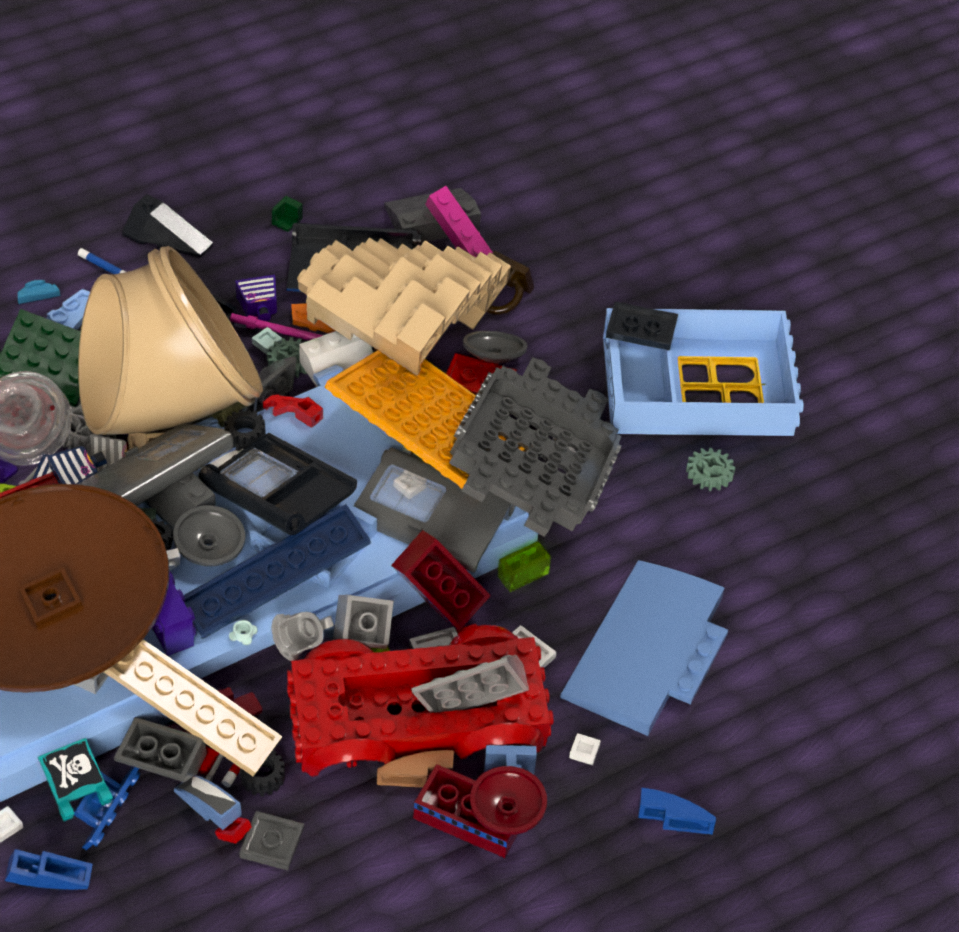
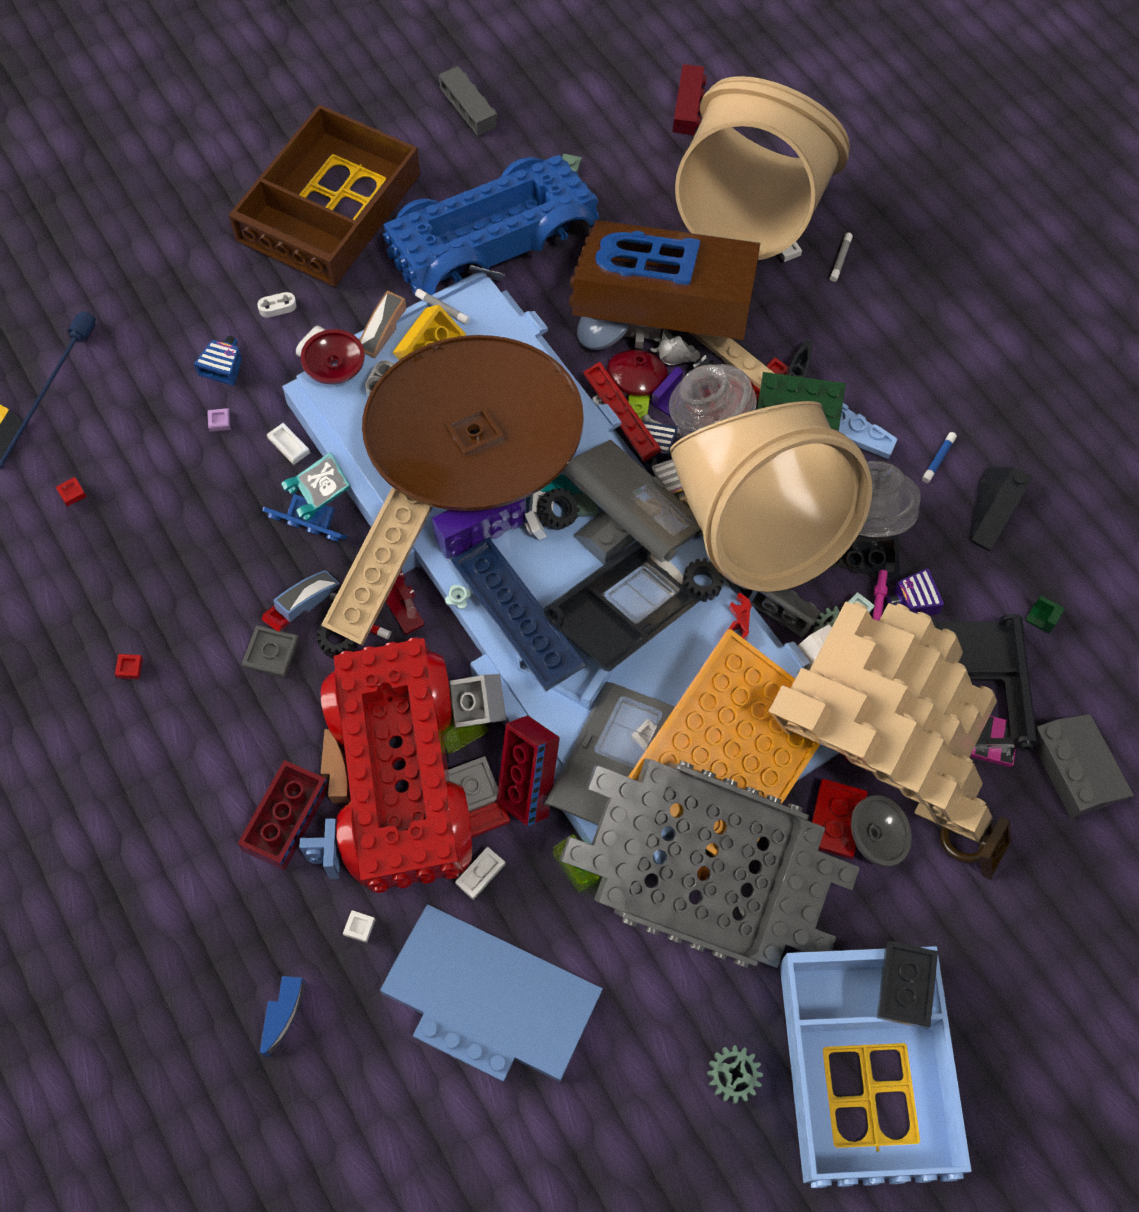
camera: 90 degrees right, 15 degrees up
(36, 291) = (893, 404): dark azure tile -> none
(47, 871) = (244, 484): blue slope -> none
(75, 465) = (645, 446): torso -> none
(162, 750) = (339, 546): dark grey slope -> none
(209, 526) = (556, 542): dark grey dish -> none
(298, 632) = (458, 645): light grey helmet -> none
(456, 223) = (1046, 784): dark pink brick -> none
(474, 686) = (387, 795): light grey slope -> none
(511, 789) = (260, 824): dark red dish -> none

